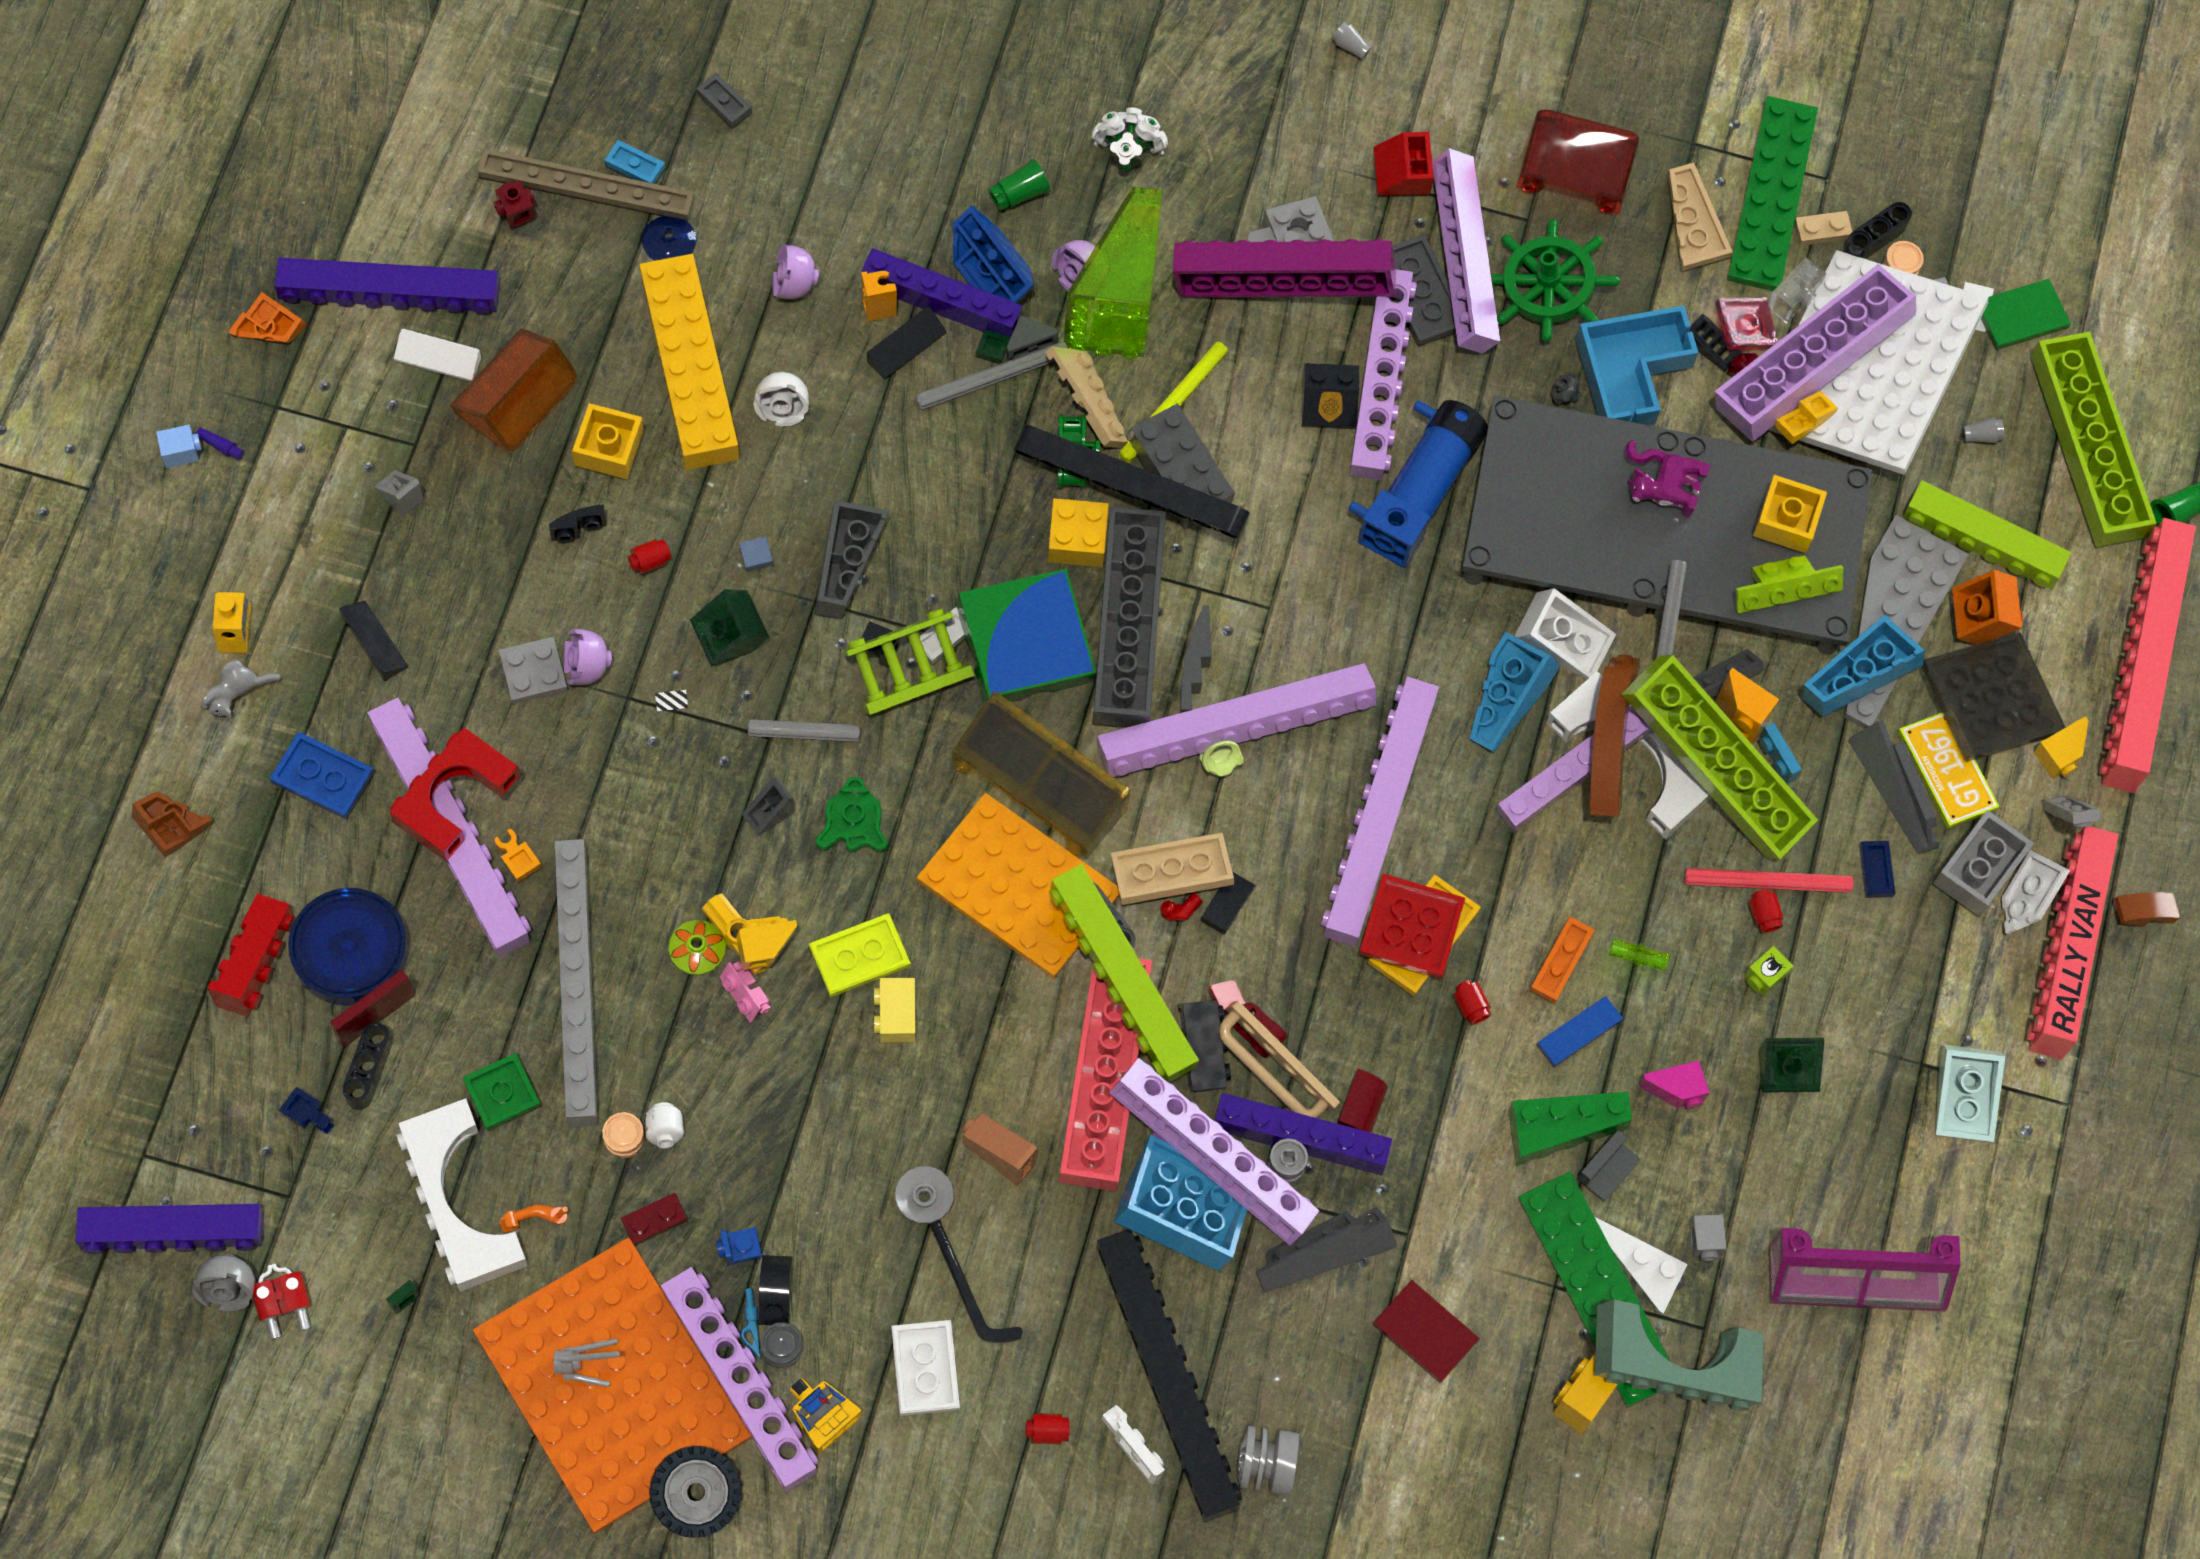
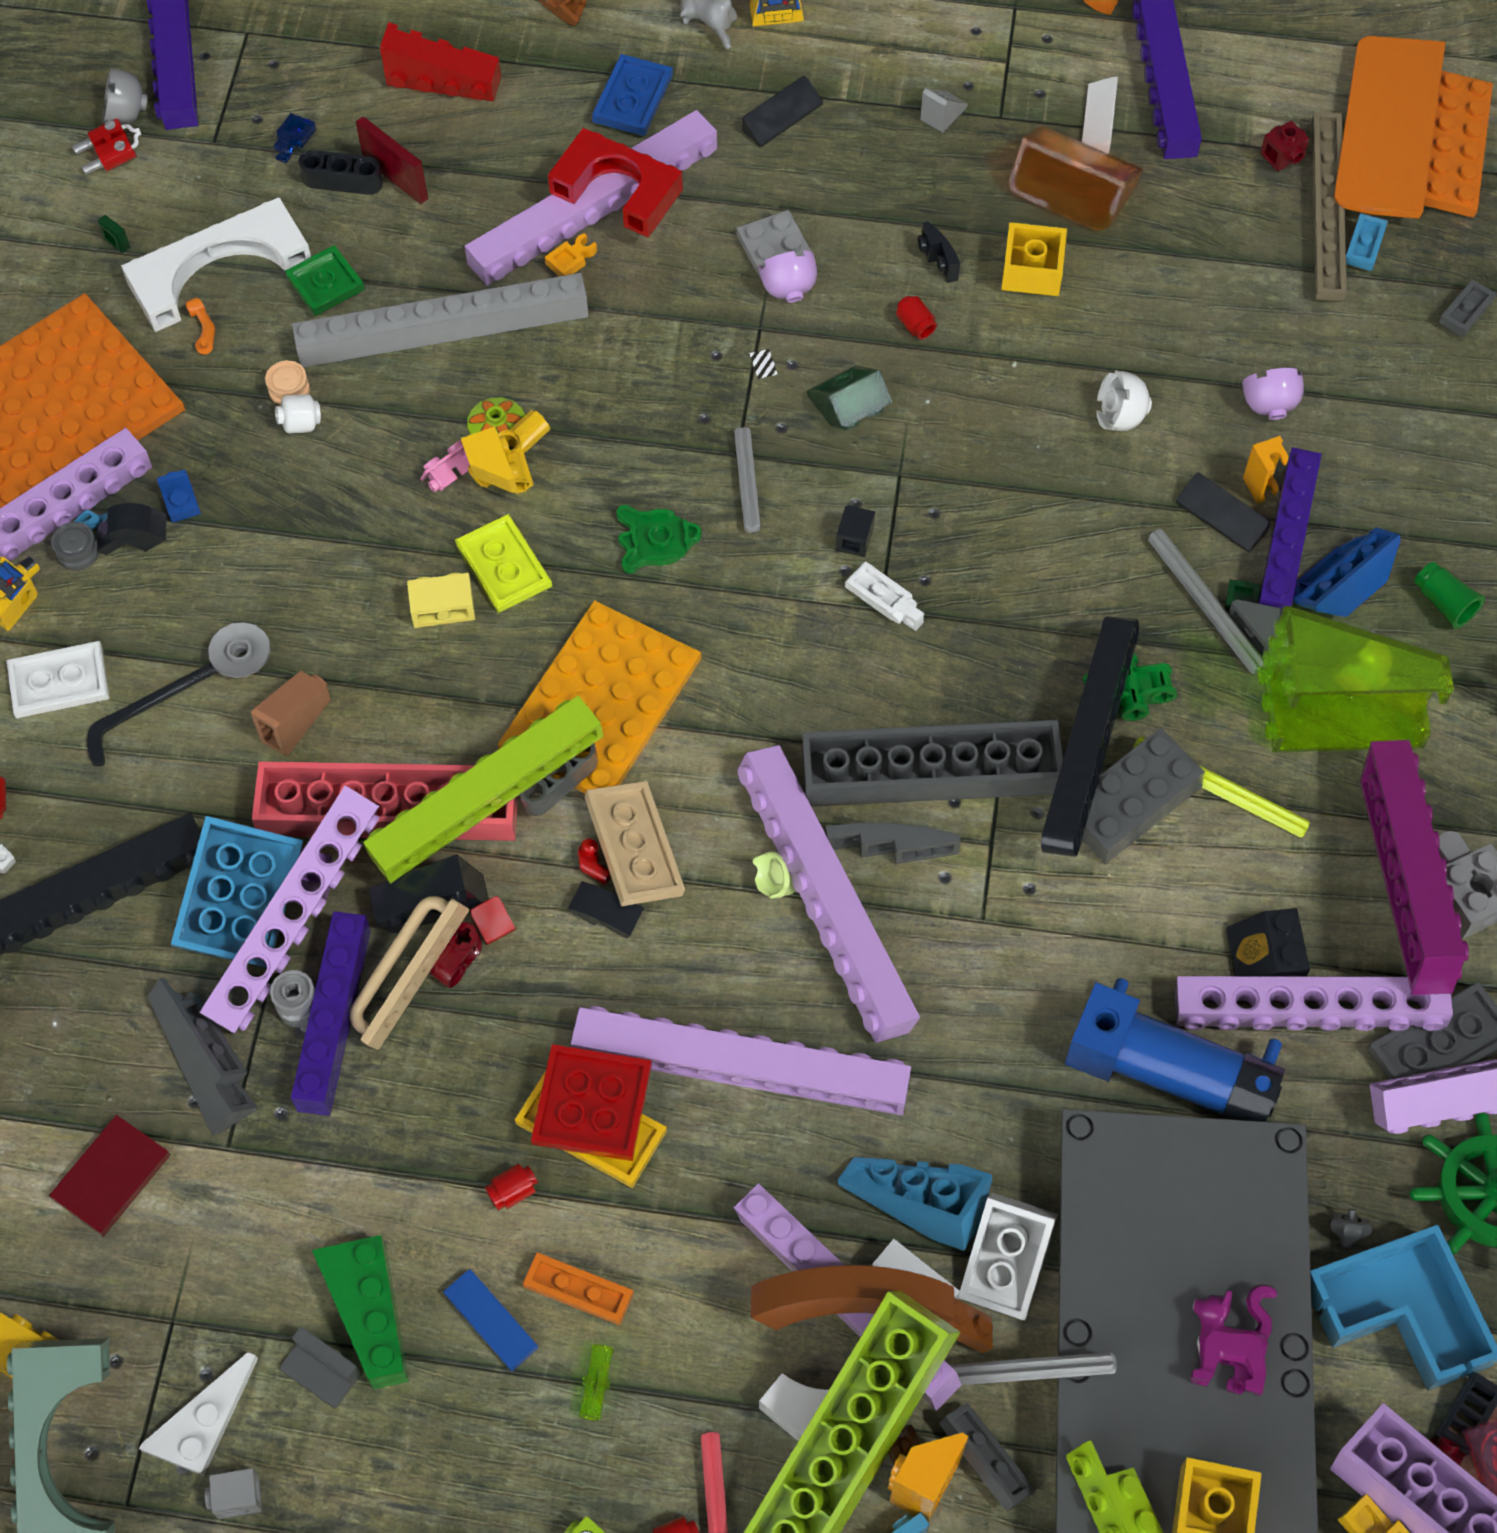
camera: 90 degrees right, 5 degrees down
(347, 944) = (460, 137): clear blue brick -> none
(516, 96) = (1411, 132): none -> orange slope
(569, 1361) = (45, 365): light grey plant -> none
(654, 1219) = (204, 424): dark red plate -> none
(662, 247) = (1288, 297): clear blue dish -> none
(689, 362) = (1145, 317): yellow brick -> none
(756, 554) = (941, 411): sand blue tile -> none
(769, 807) = (655, 459): dark grey slope -> none
(848, 548) = (949, 483): dark grey wedge -> none
(929, 681) = (806, 557): lime fence -> none
(1026, 636) = (885, 658): blue tile -> none
(1042, 774) = (721, 697): windscreen -> none
(1078, 532) = (1027, 694): yellow brick -> none
(1089, 393) = (1206, 691): tan wing -> none
(1363, 1101) = (374, 1076): dark red brick -> none
(1583, 1260) = (174, 1365): green plate -> none
(1678, 1085) = (427, 1443): dark pink slope -> none

